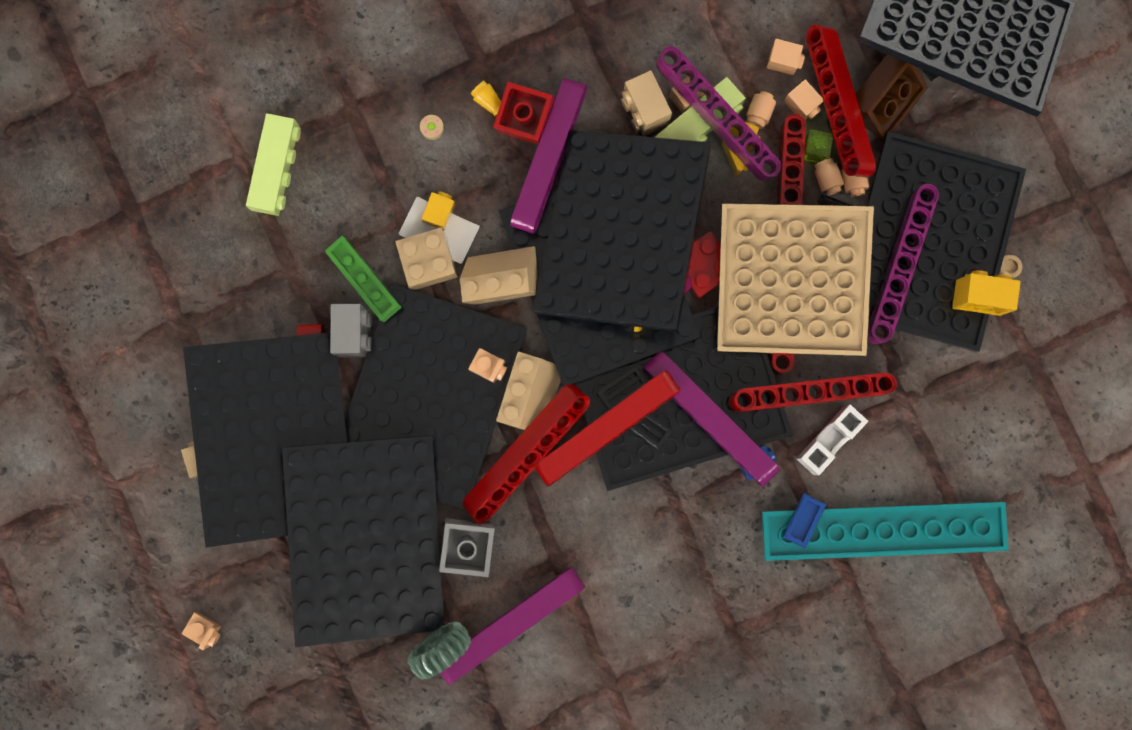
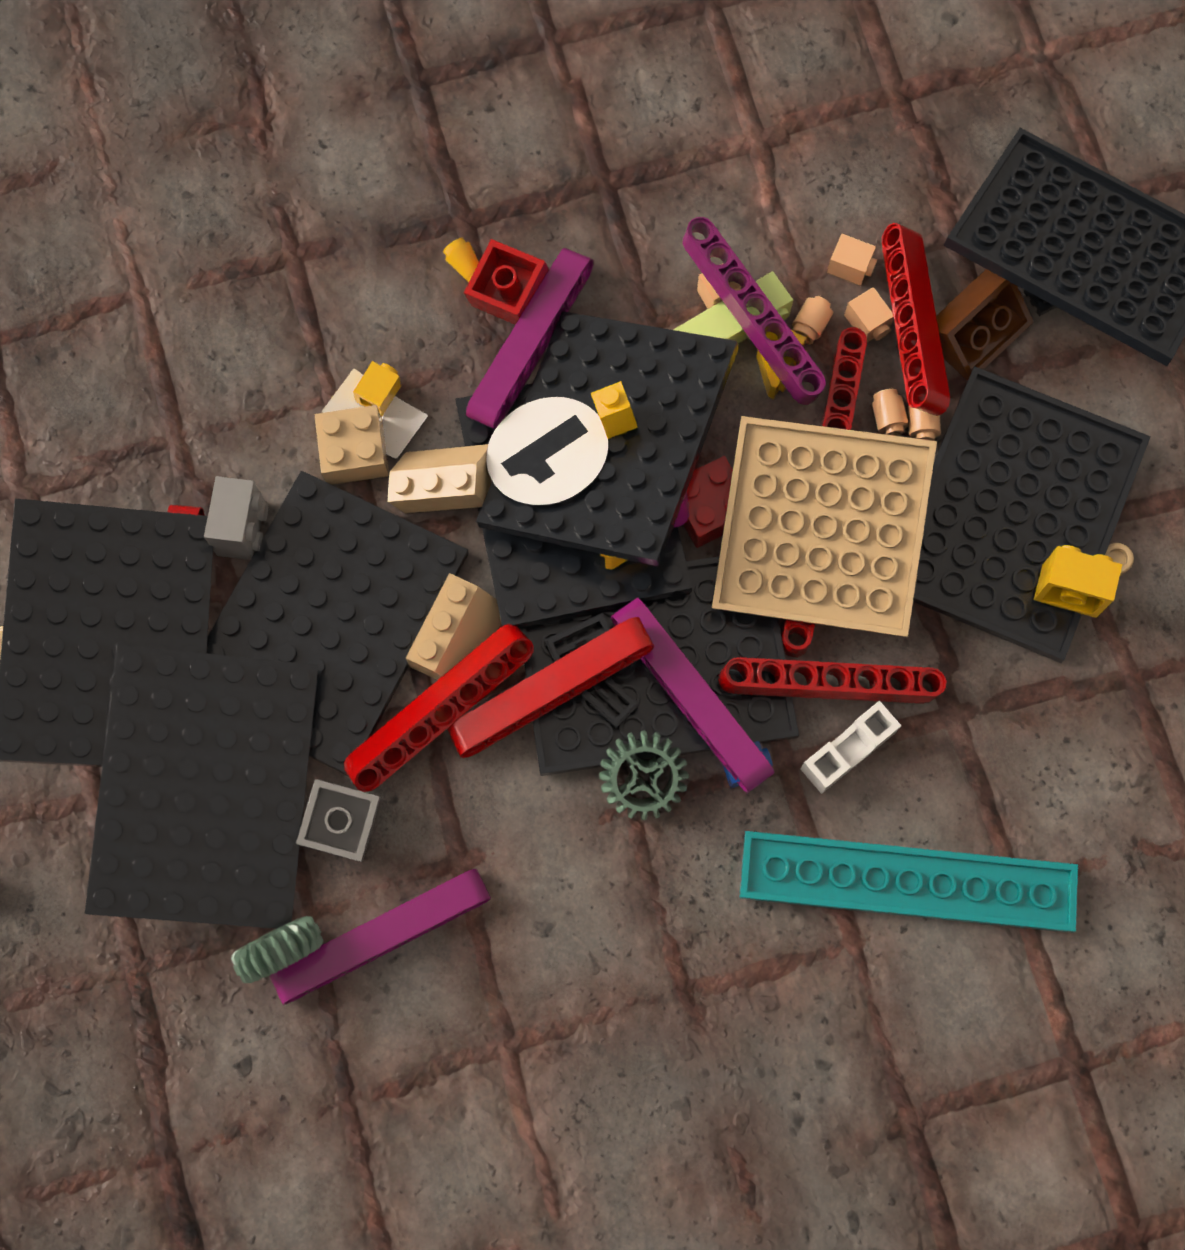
camera: 10 degrees right, 10 degrees down
(273, 164) = (177, 305): yellowish green brick -> none
(363, 279) = (265, 458): bright green plate -> none
(431, 127) = (387, 287): tan tile -> none
(488, 366) = (408, 588): light nougat bracket -> none
(578, 249) = (547, 451): none -> white sticker
(626, 213) = (614, 410): none -> yellow brick
(646, 103) = (664, 289): tan brick -> none
(673, 497) = (634, 783): none -> sand green gear
(804, 520) = (799, 849): blue tile -> none
(817, 145) = (878, 371): clear neon green brick -> none
(910, 256) = (975, 517): magenta beam -> none

